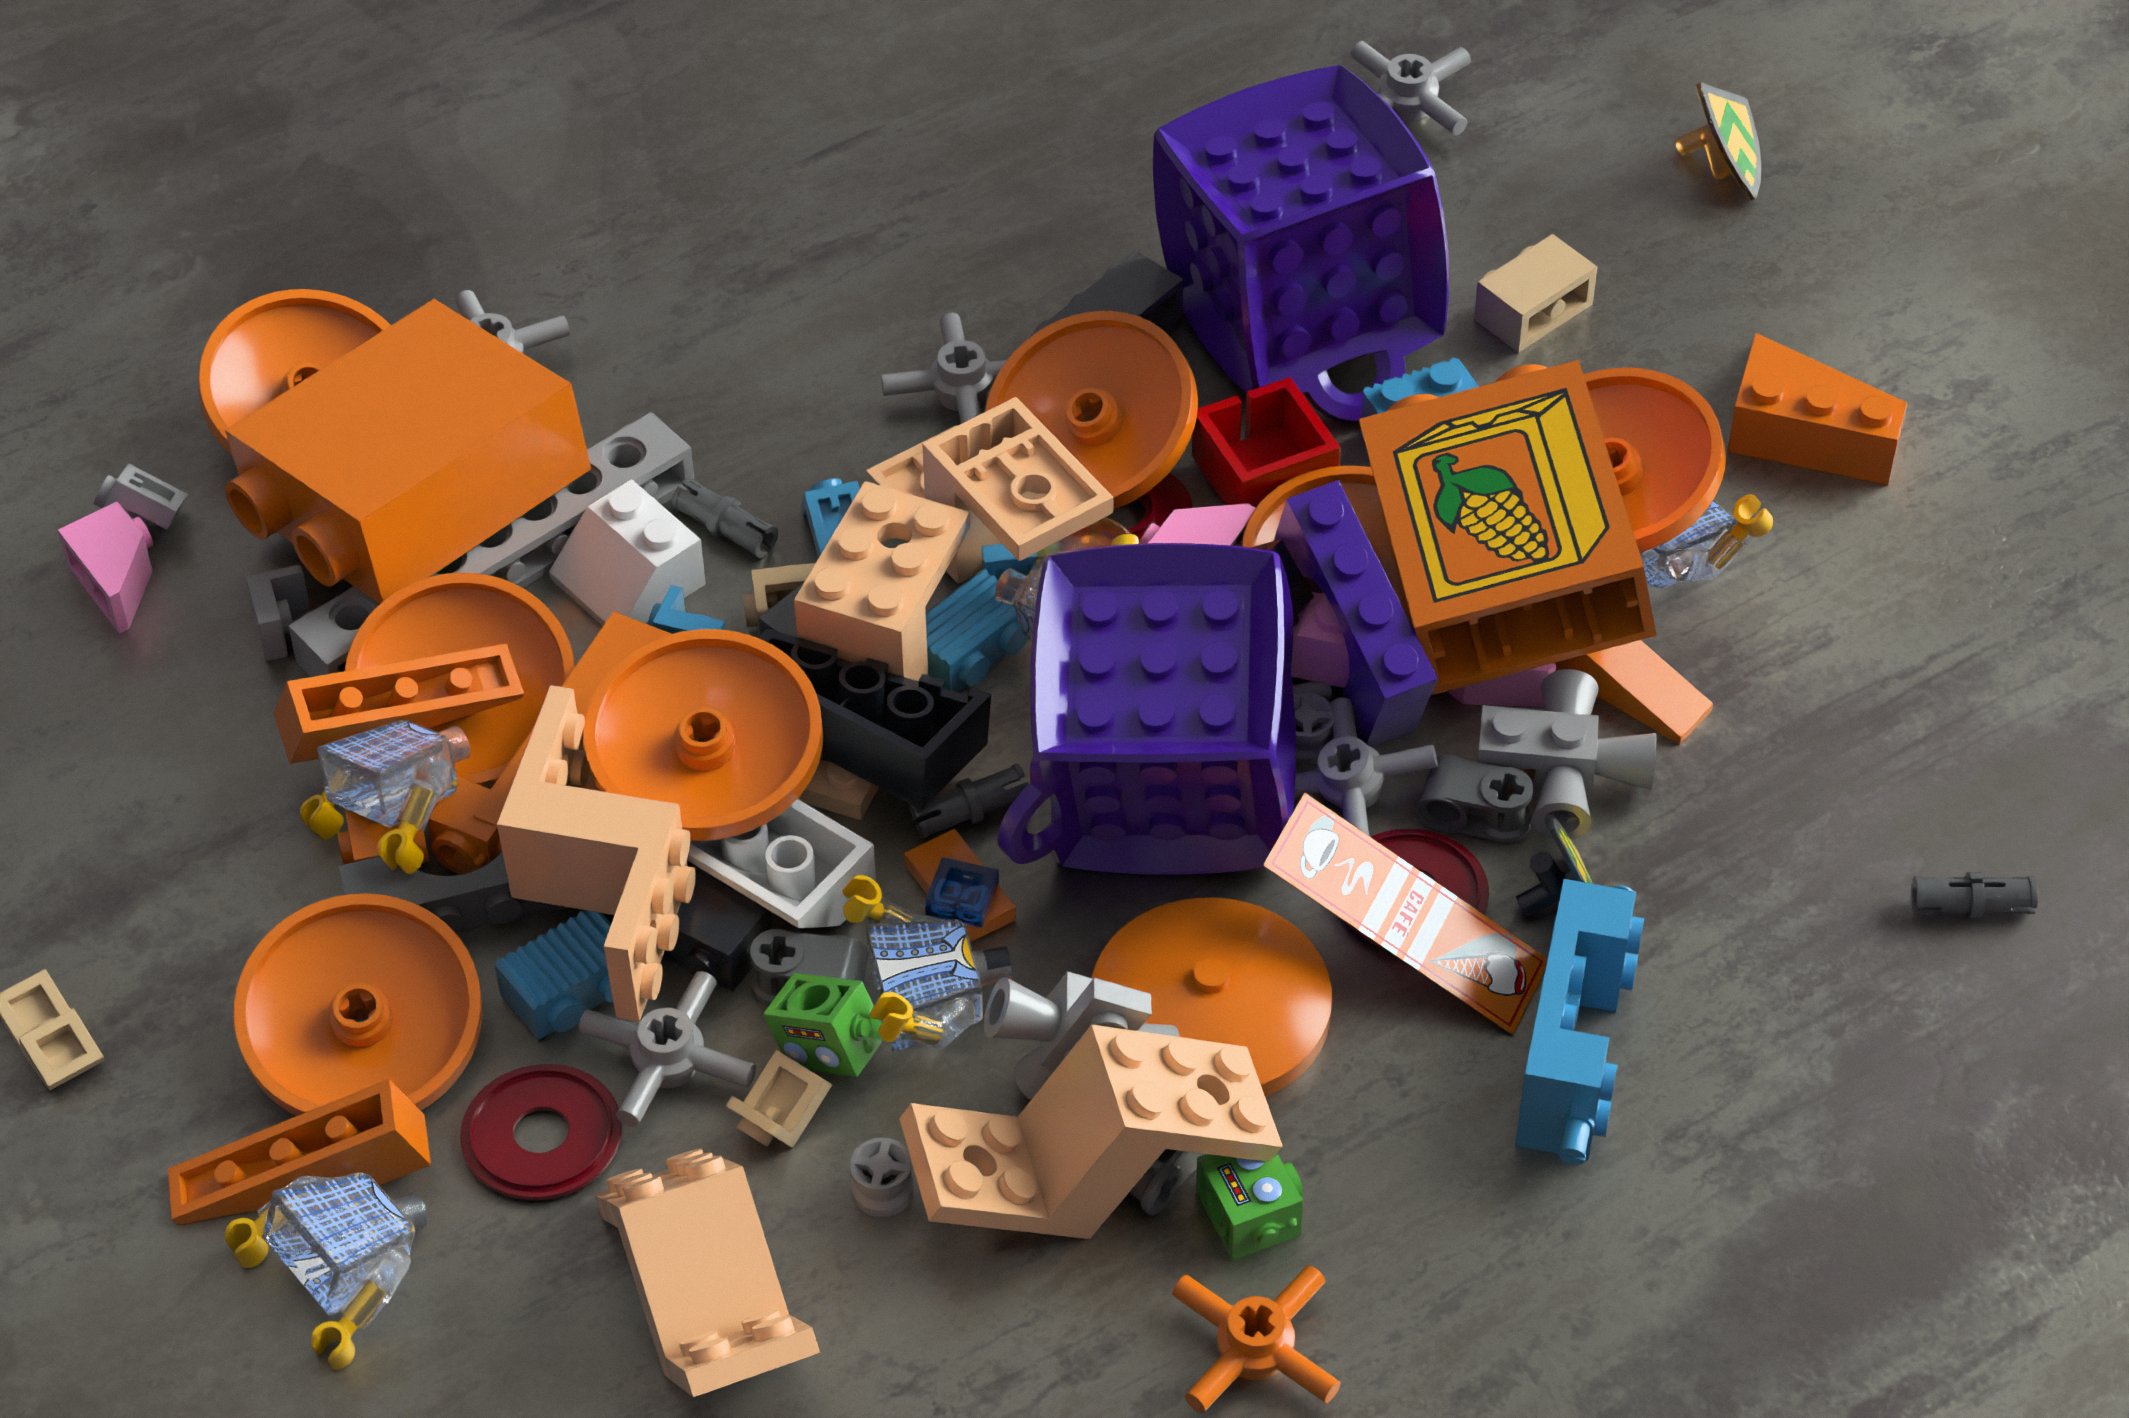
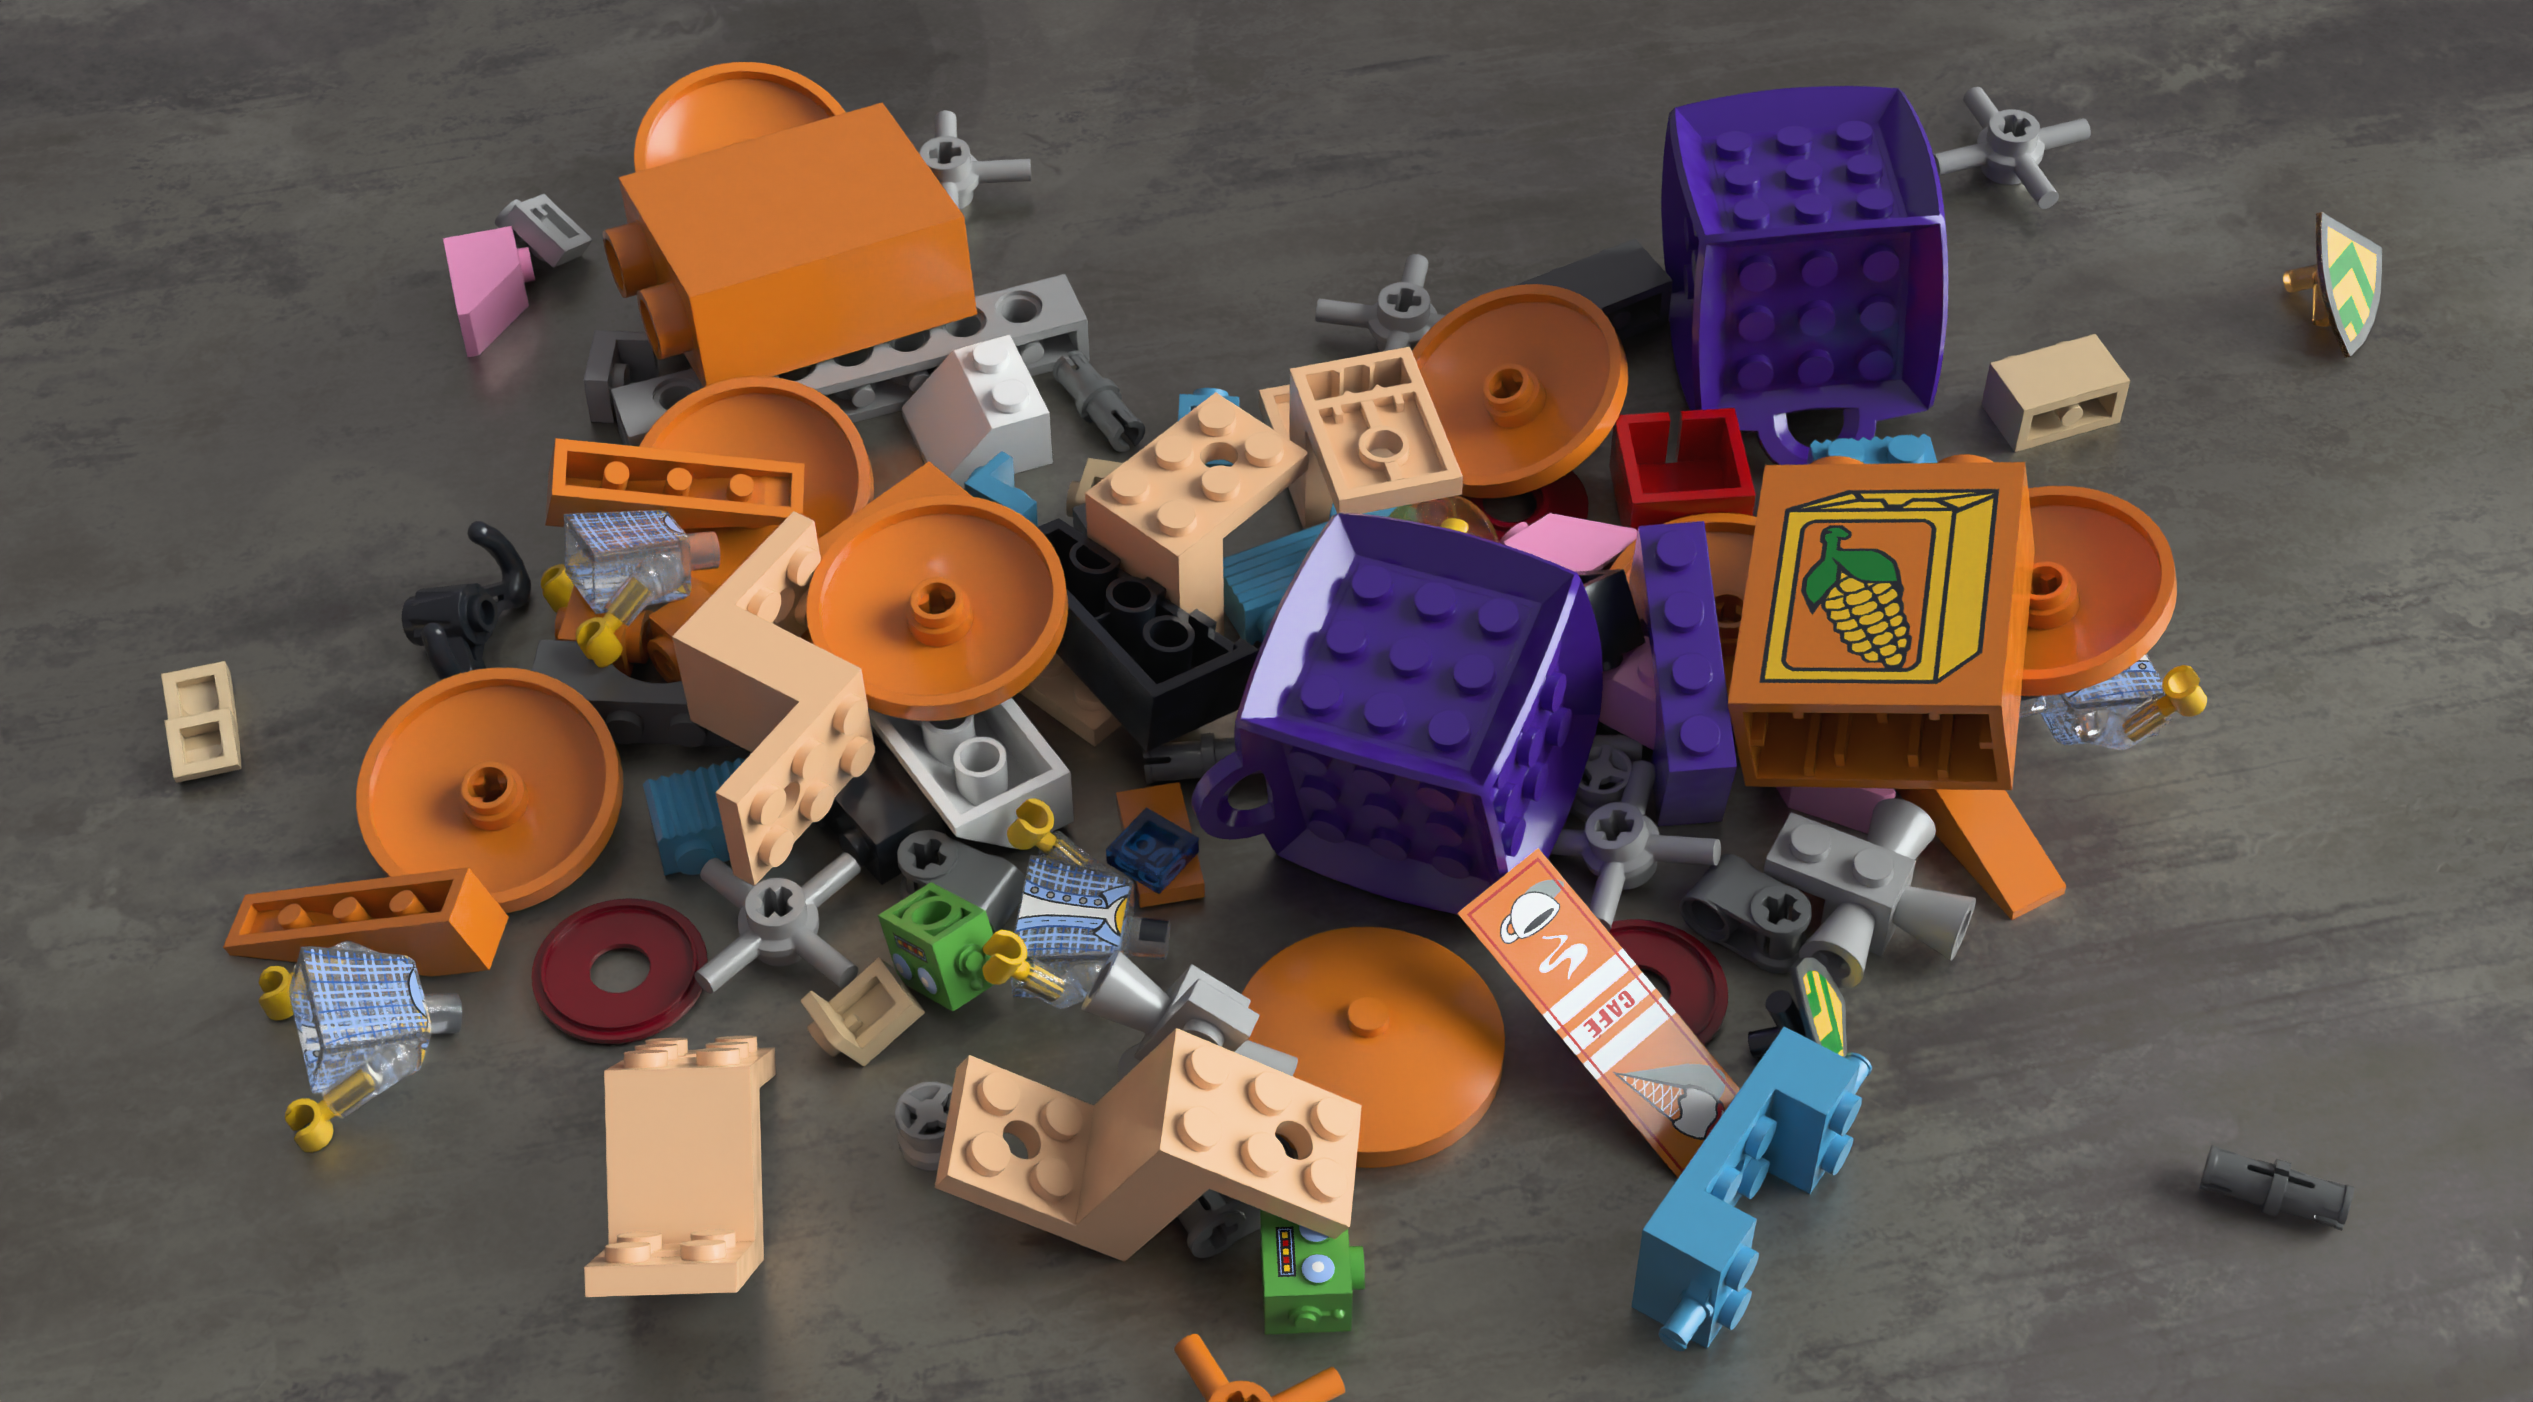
camera: 20 degrees right, 0 degrees up
(251, 864) = (461, 618): none -> black piece
(1814, 416) = (2315, 603): orange wedge -> none

